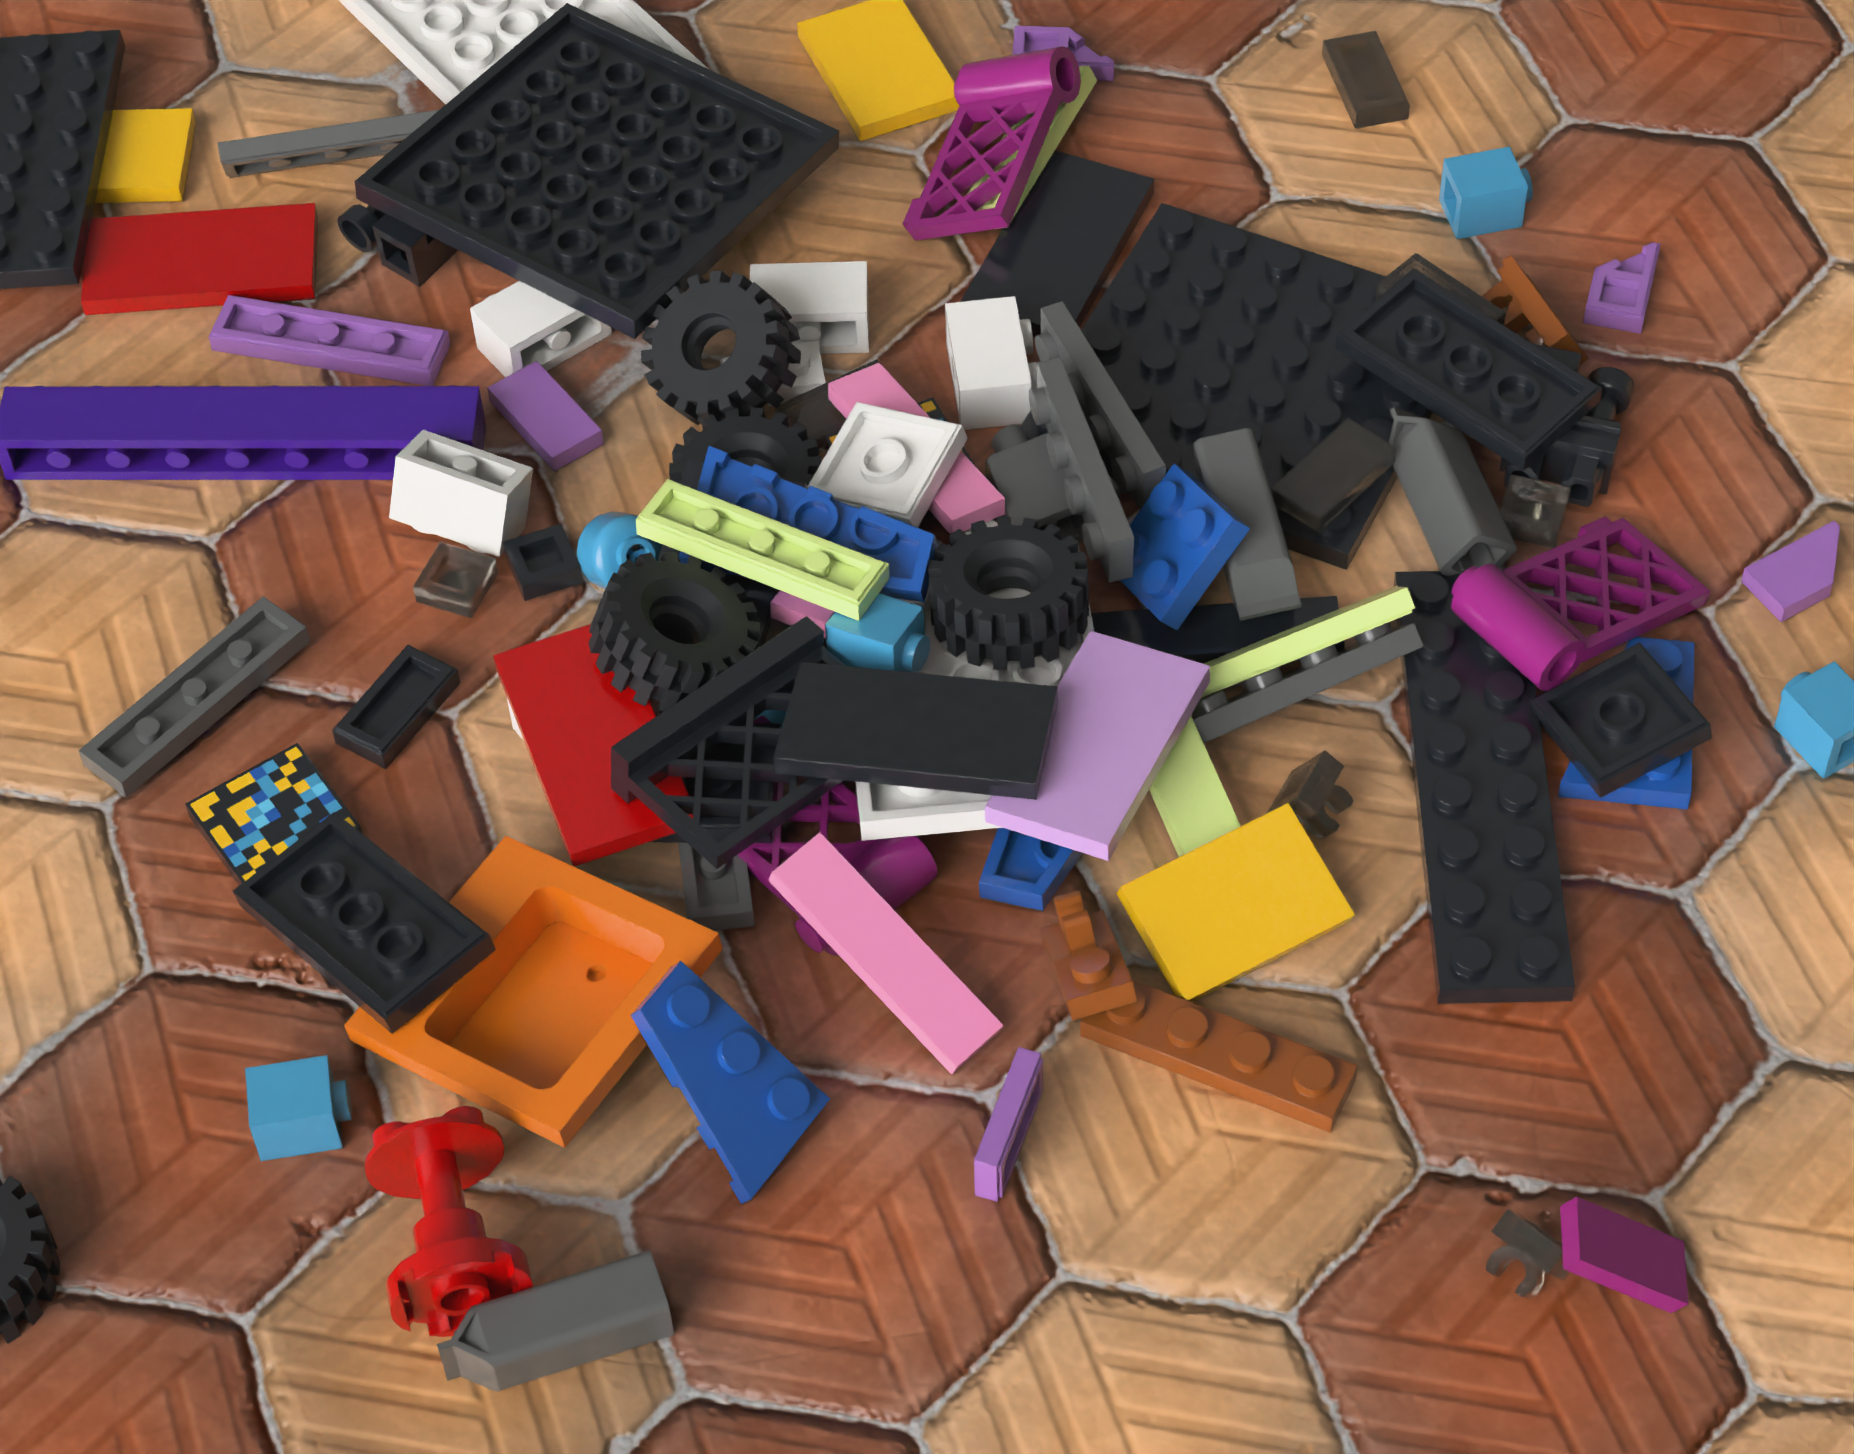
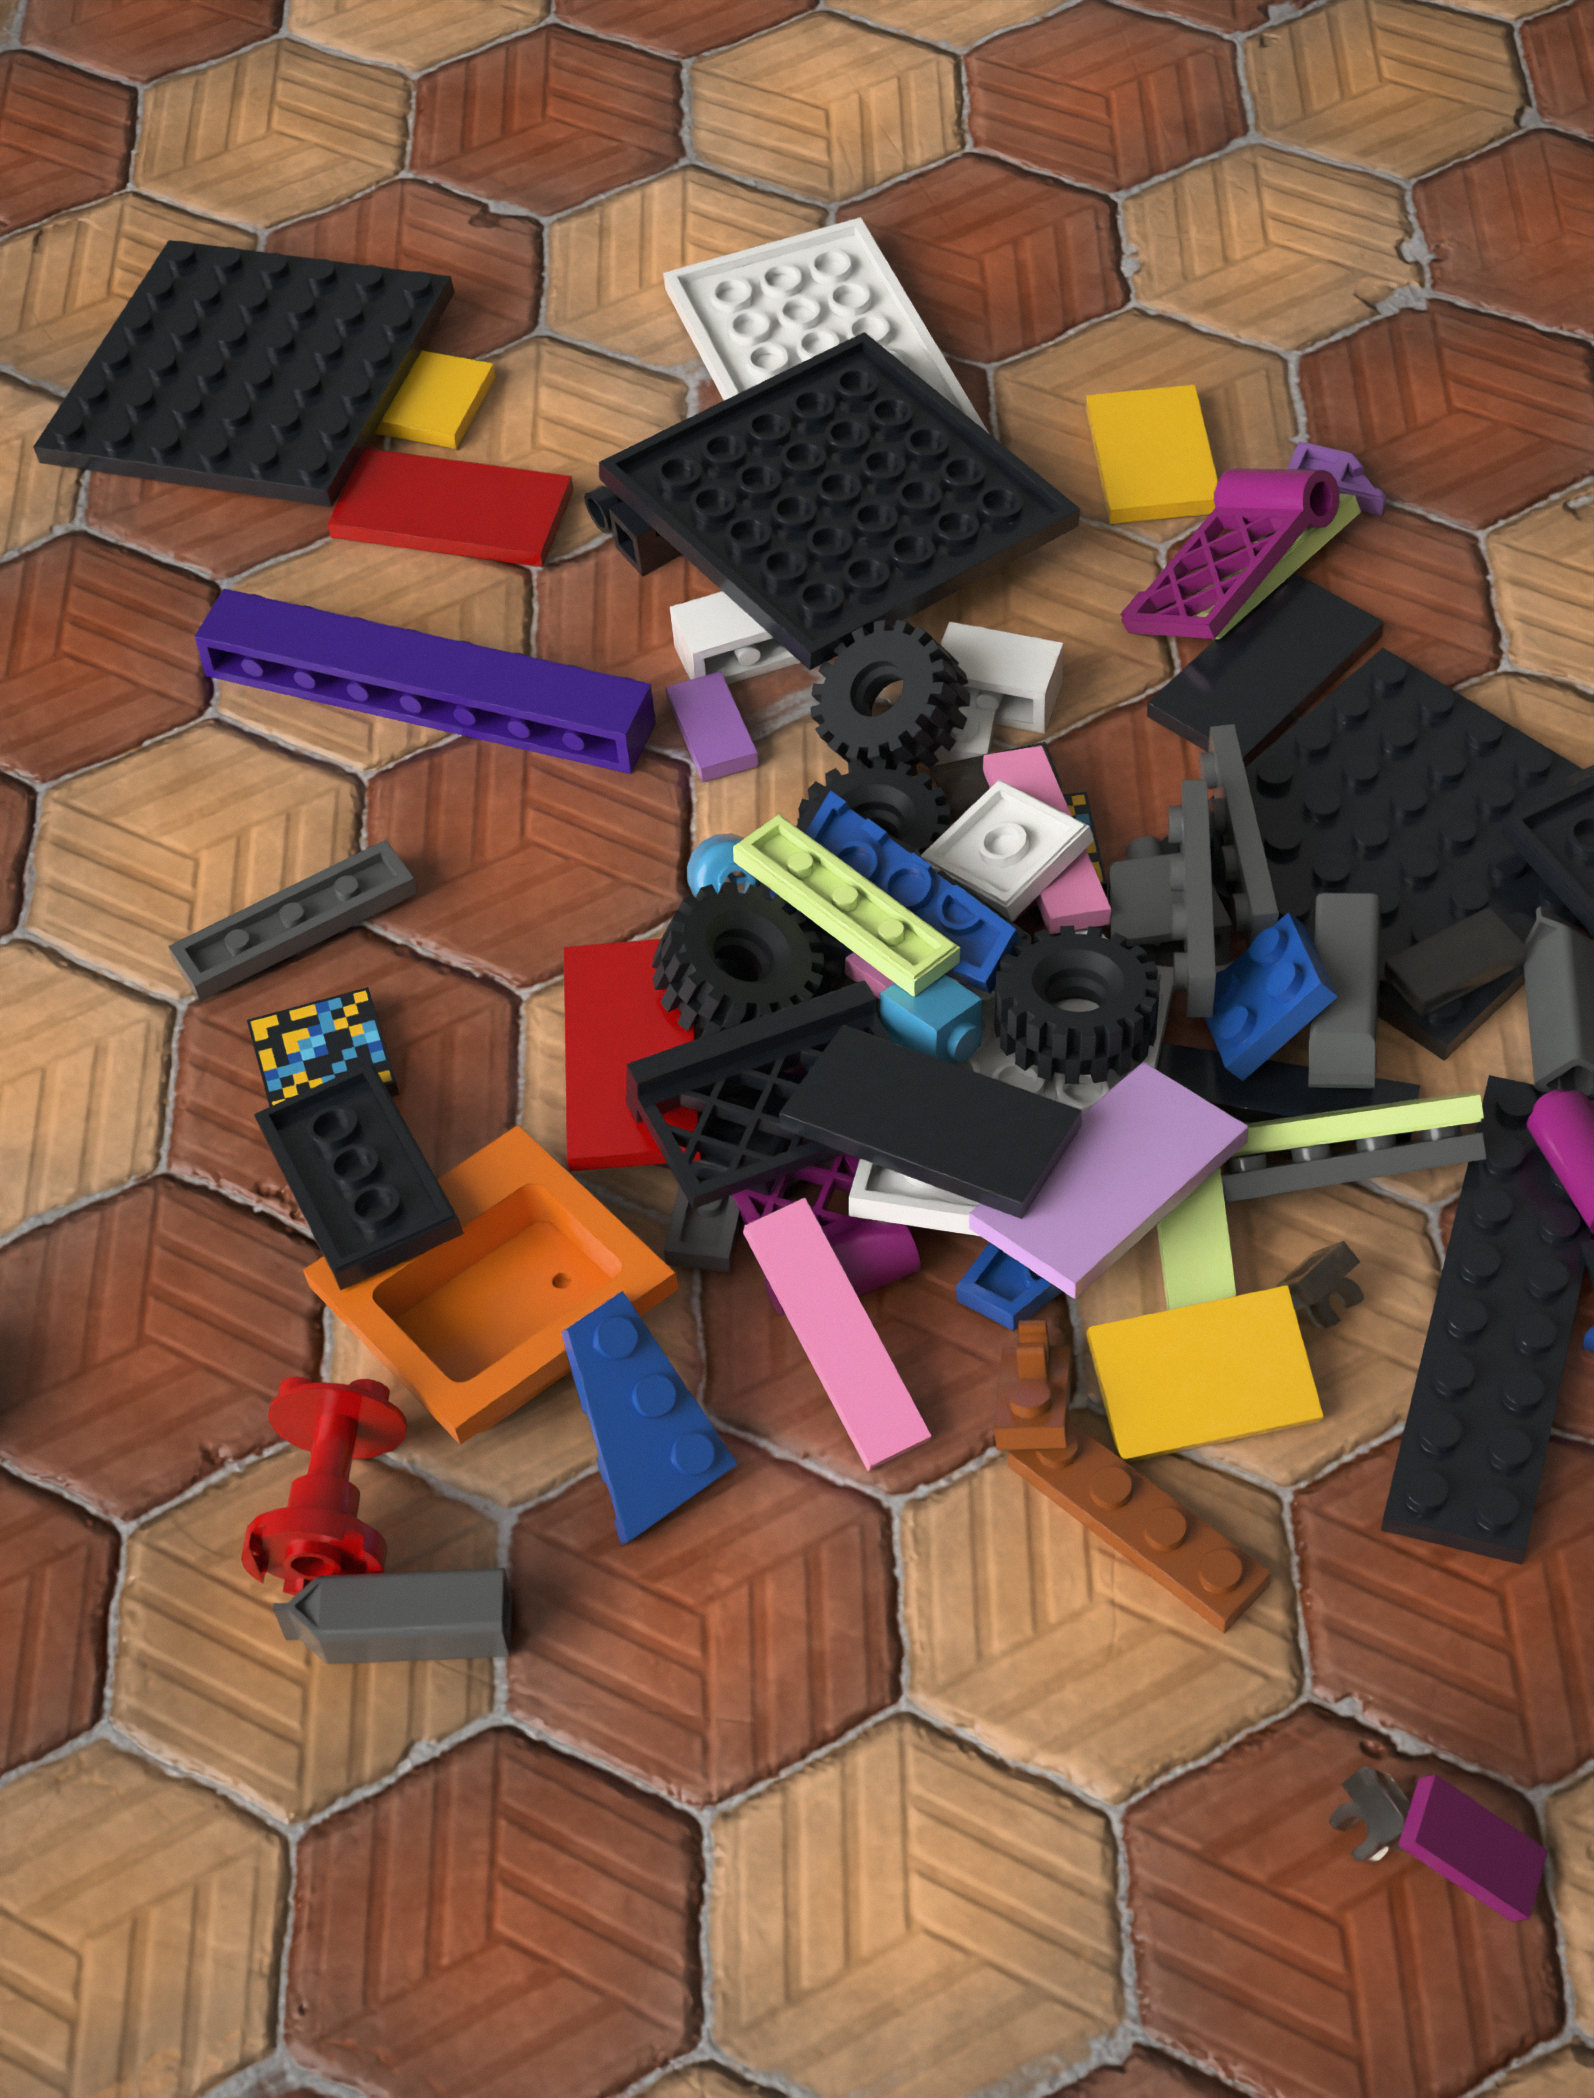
camera: 20 degrees right, 0 degrees up
(296, 1107) = (237, 1337): dark azure brick -> none
(317, 145) = (585, 420): dark grey tile -> none
(330, 340) = (541, 610): medium lavender tile -> none
(396, 706) = (473, 974): black tile -> none
(455, 580) = (569, 865): clear smoke plate -> none
(460, 492) = (599, 783): white brick -> none
(542, 562) = (655, 867): black plate -> none
(990, 362) = (1149, 763): white brick -> none
(1008, 1125) = (898, 1537): medium lavender tile -> none

